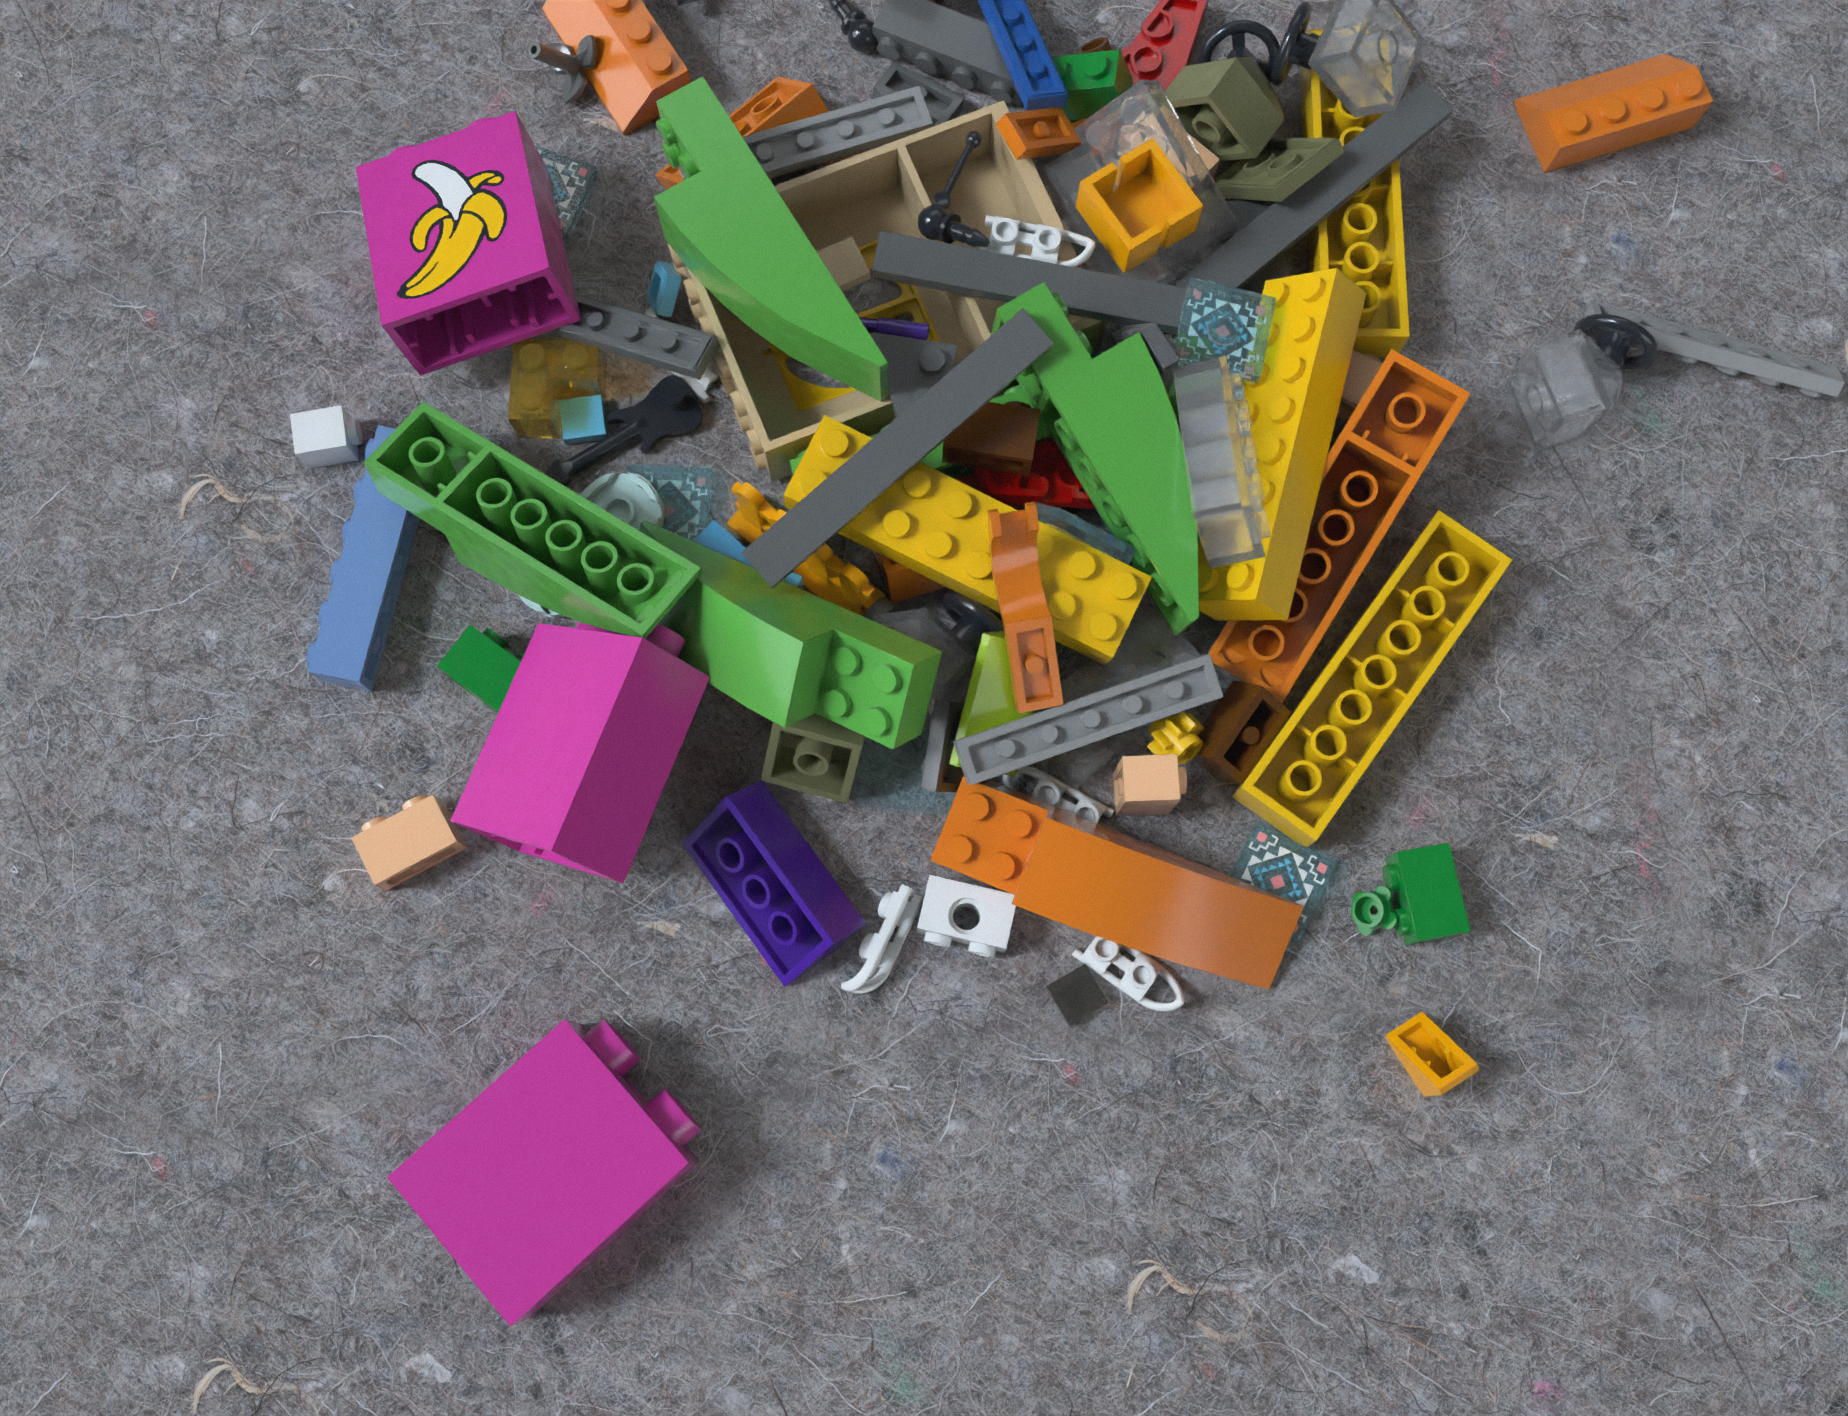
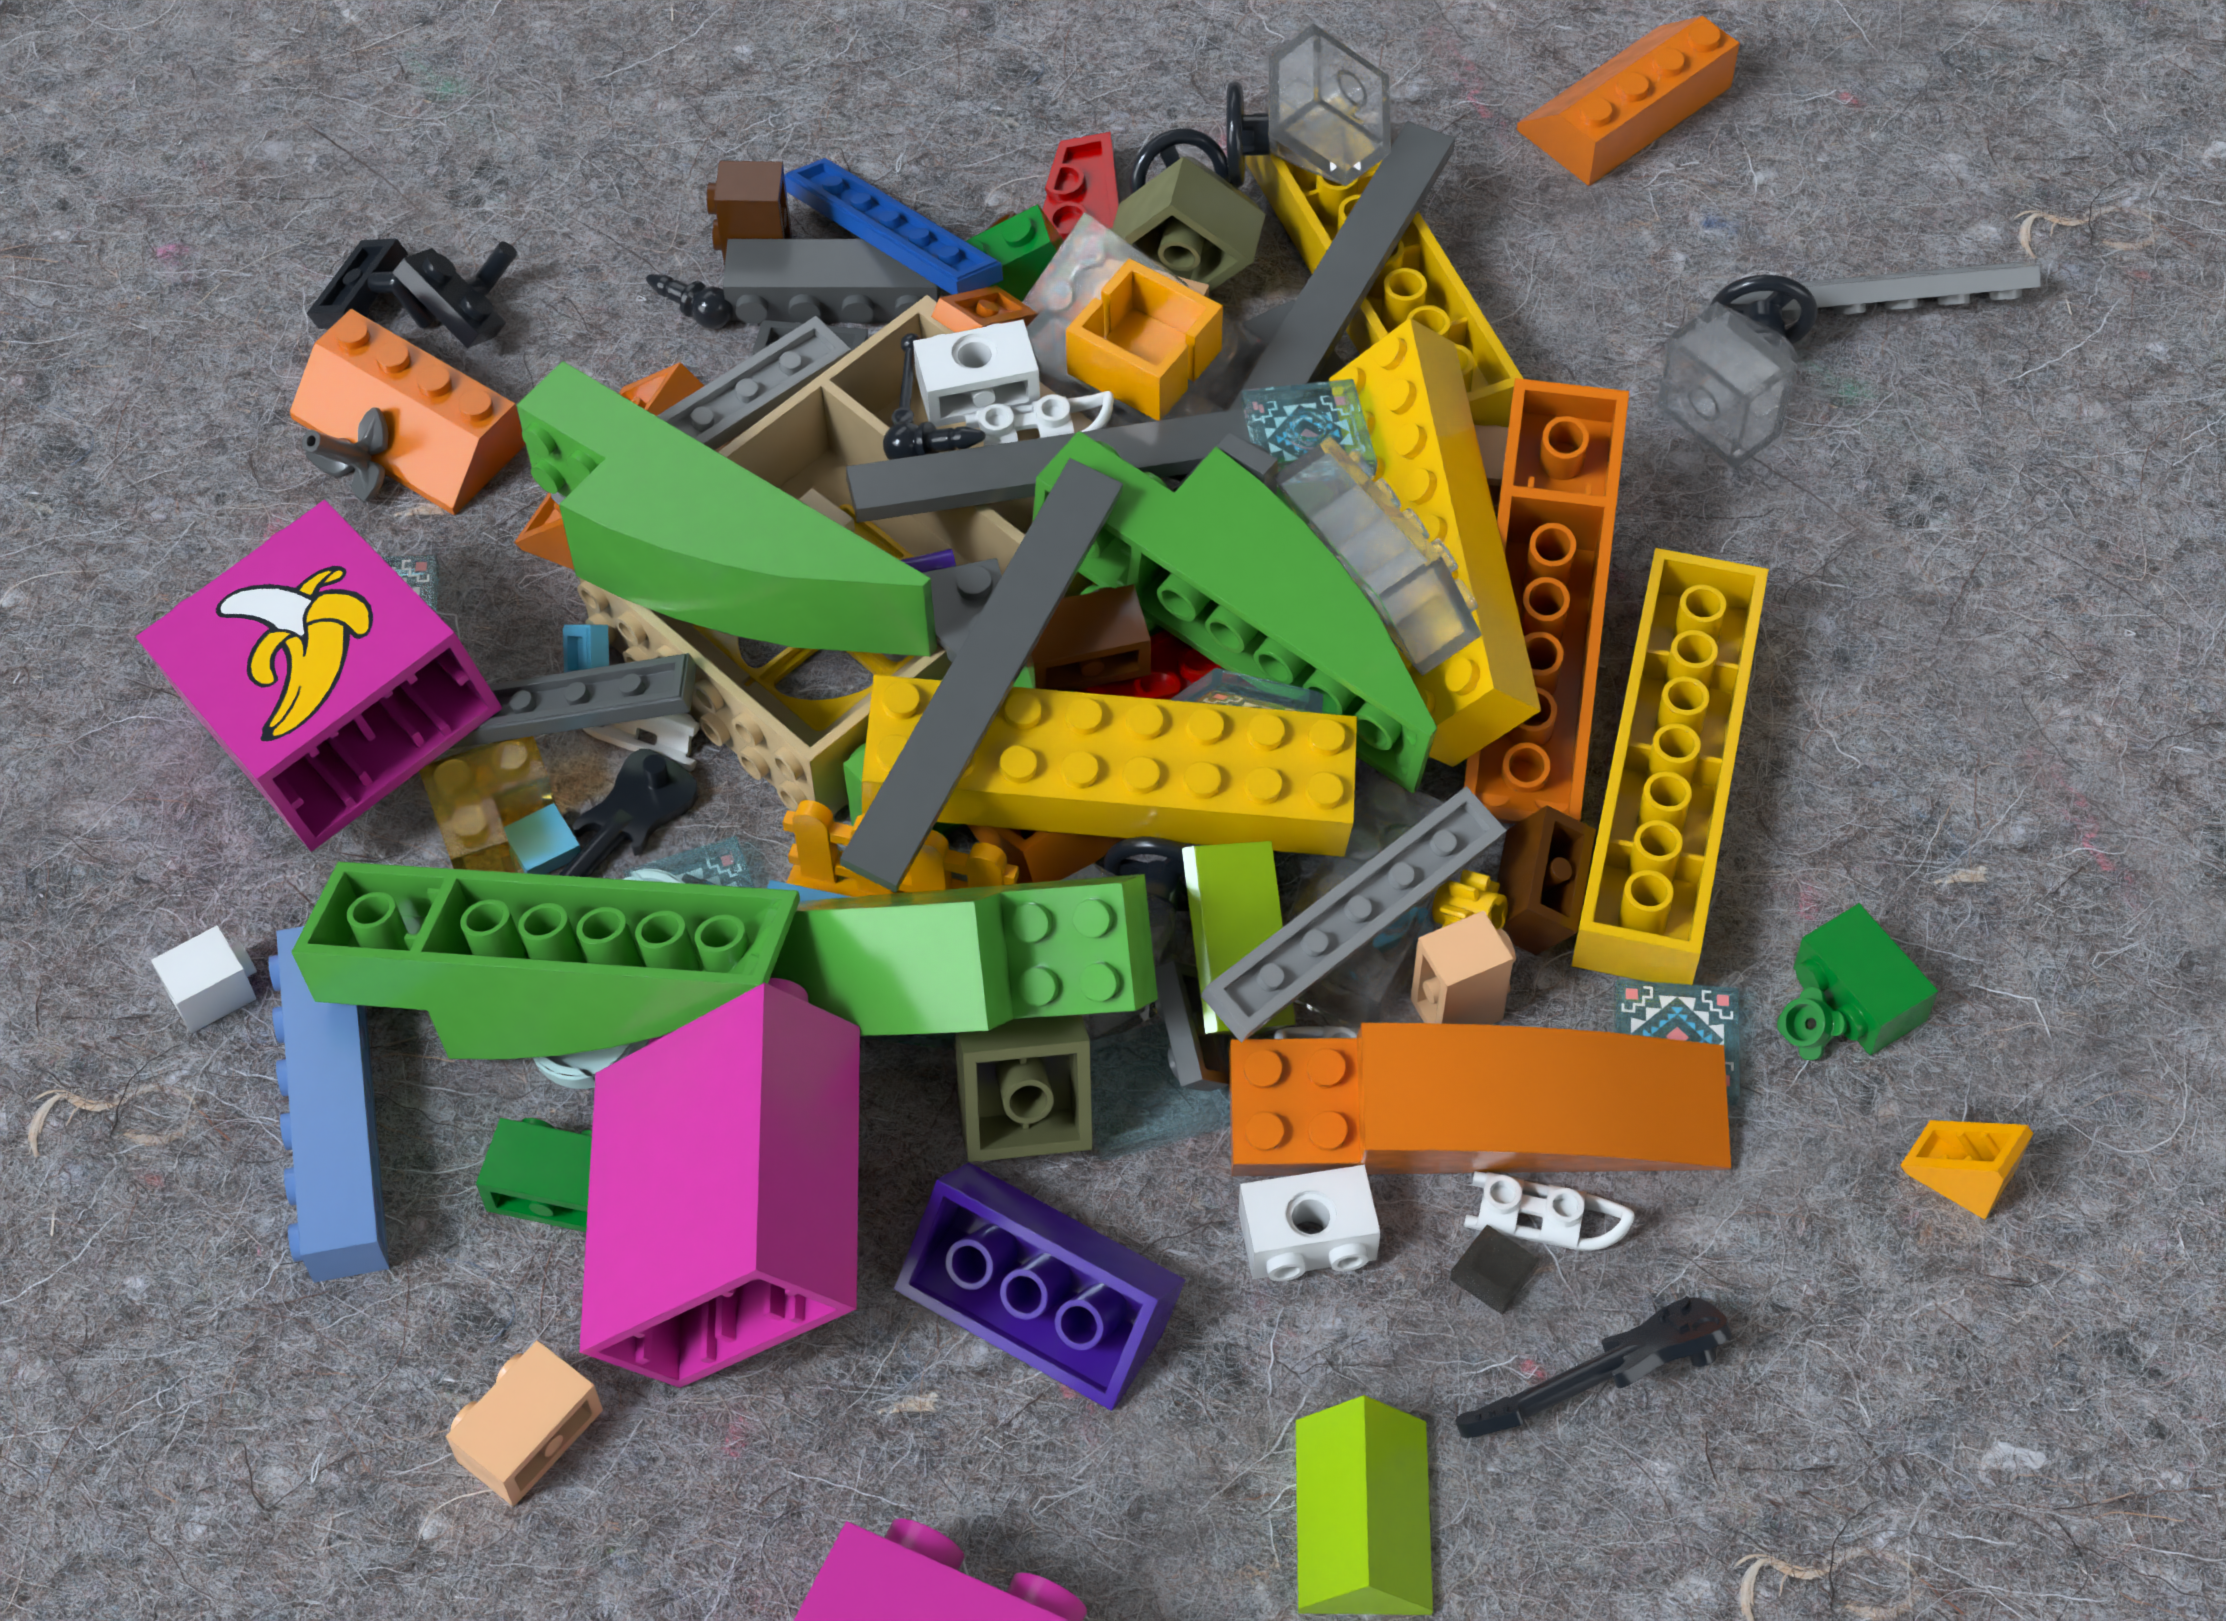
camera: 20 degrees left, 20 degrees down
(876, 947) = (1209, 1310): white piece -> none
(913, 1128) = (1363, 1511): none -> lime slope
(984, 195) = (975, 370): none -> white brick
(1024, 609) = (1221, 798): orange piece -> none
(1170, 1096) = (1676, 1331): none -> black piece
(1278, 169) = (1285, 263): olive tile -> none

